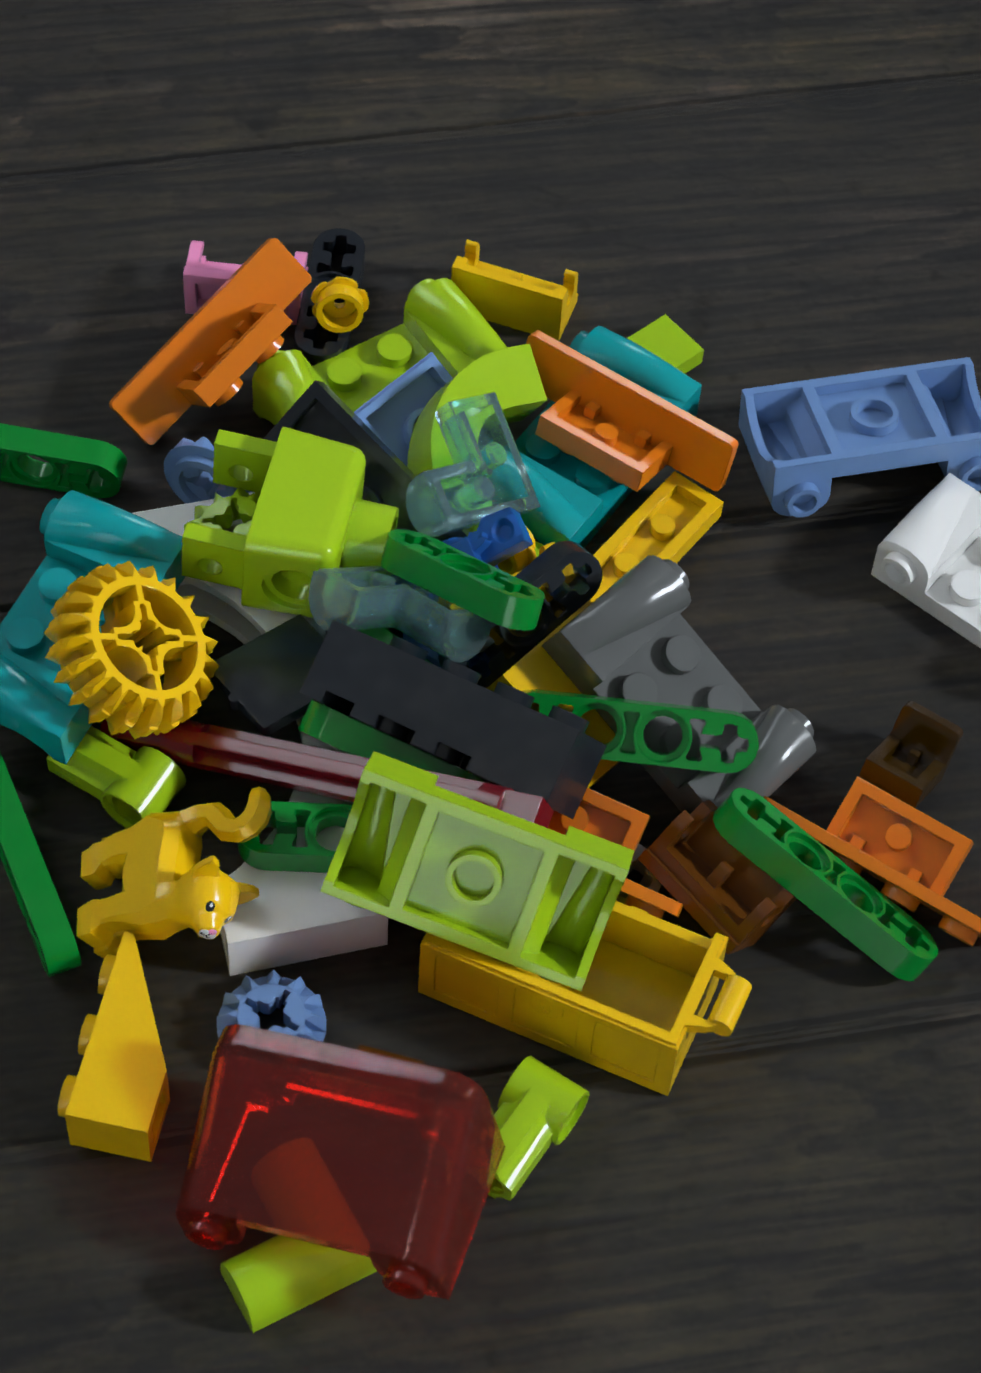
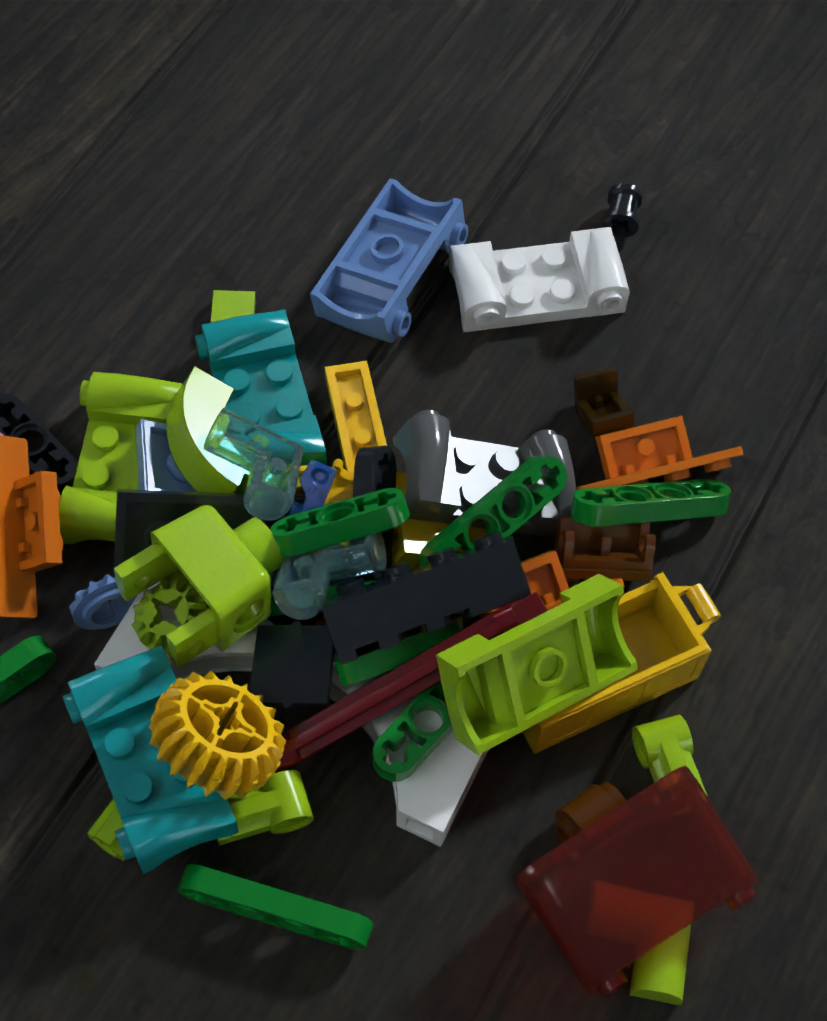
camera: 50 degrees left, 5 degrees up
(122, 1079) = (467, 950): yellow slope -> none
(164, 875) = (367, 836): yellow animal -> none
(302, 1010) = (485, 866): medium blue gear -> none
(339, 316) = (52, 440): yellow plate -> none
(515, 297) = (127, 350): yellow hinge -> none
(621, 424) = (280, 367): orange bracket -> none

